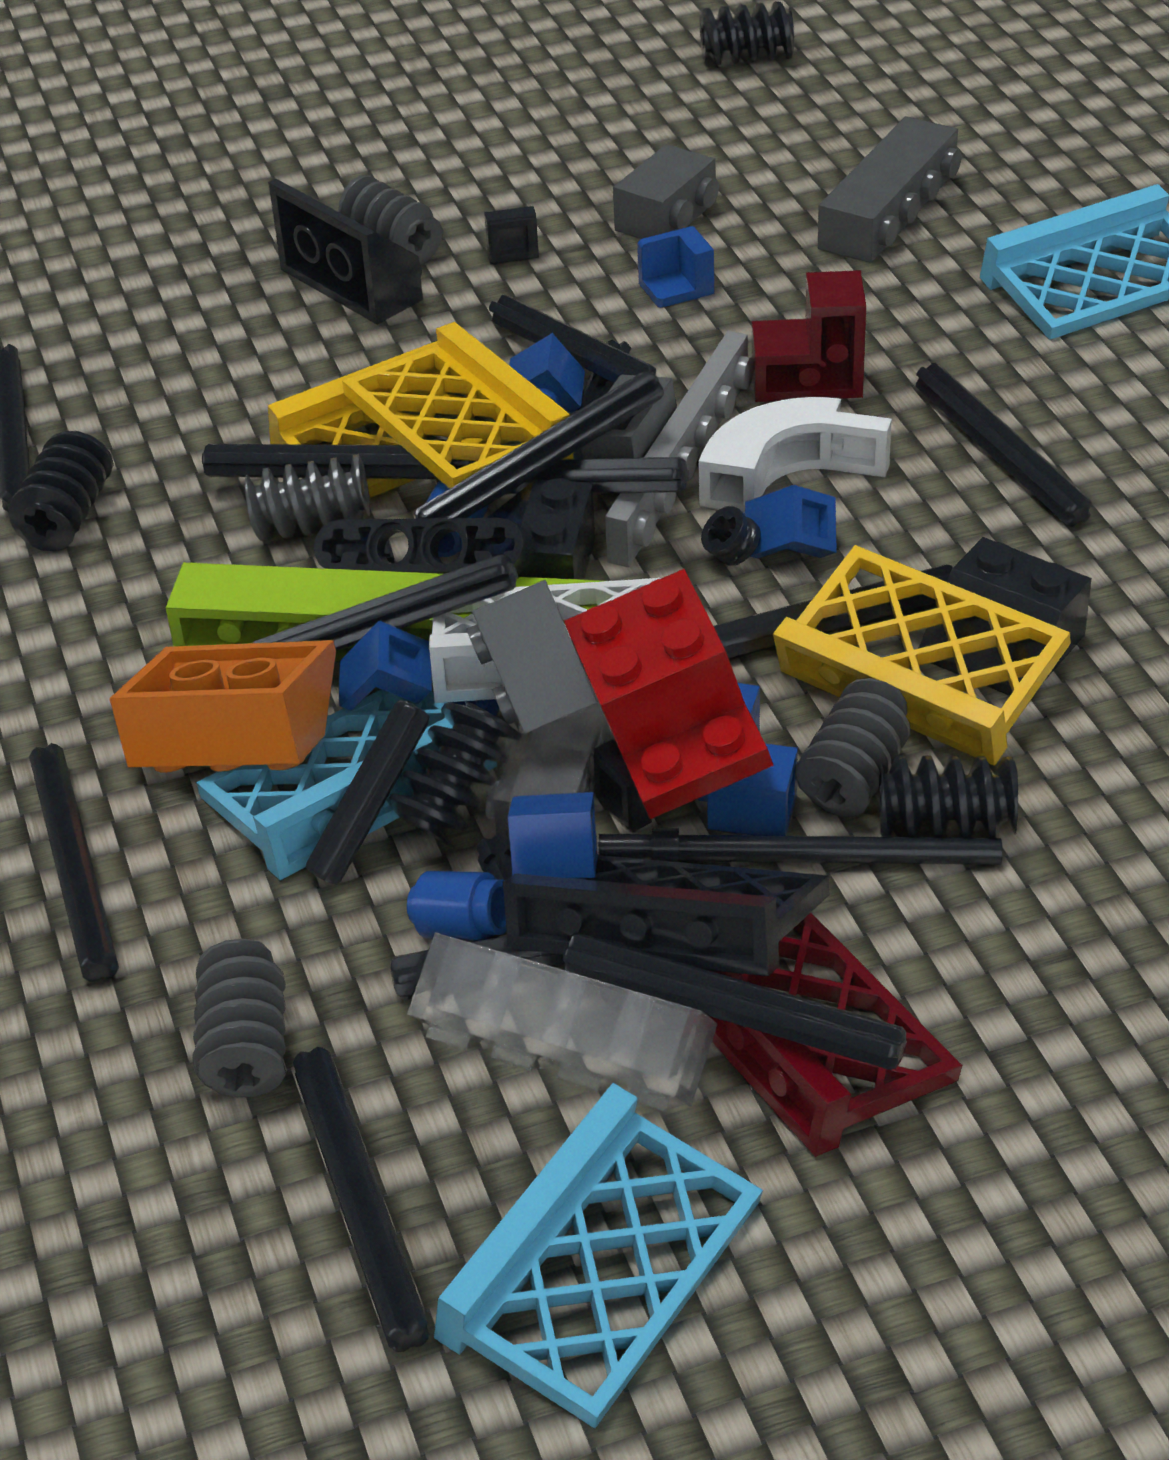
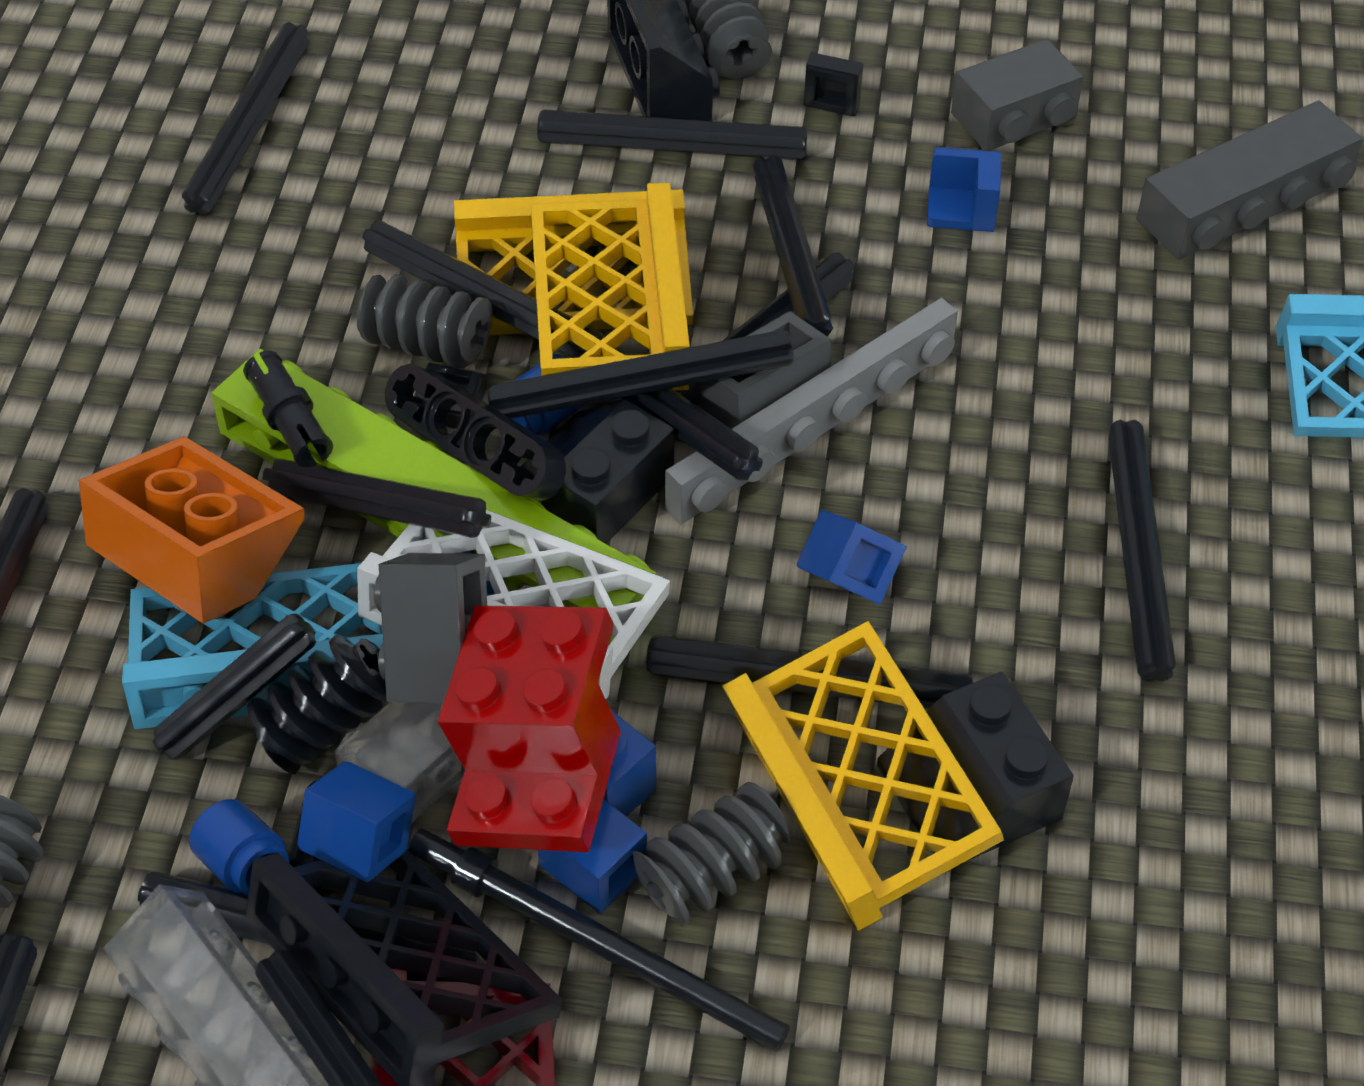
camera: 25 degrees right, 10 degrees up
(60, 490) = (228, 211): black piece -> none
(254, 584) = (288, 409): none -> black pin
(388, 661) = (346, 544): blue panel -> none
(397, 315) = (671, 134): none -> black axle
(552, 371) = (733, 280): blue brick -> none
(730, 535) = (785, 540): black bush -> none
(785, 439) = (909, 446): white arch -> none
(814, 353) = (1022, 354): dark red brick -> none
(948, 796) = (757, 959): black piece -> none

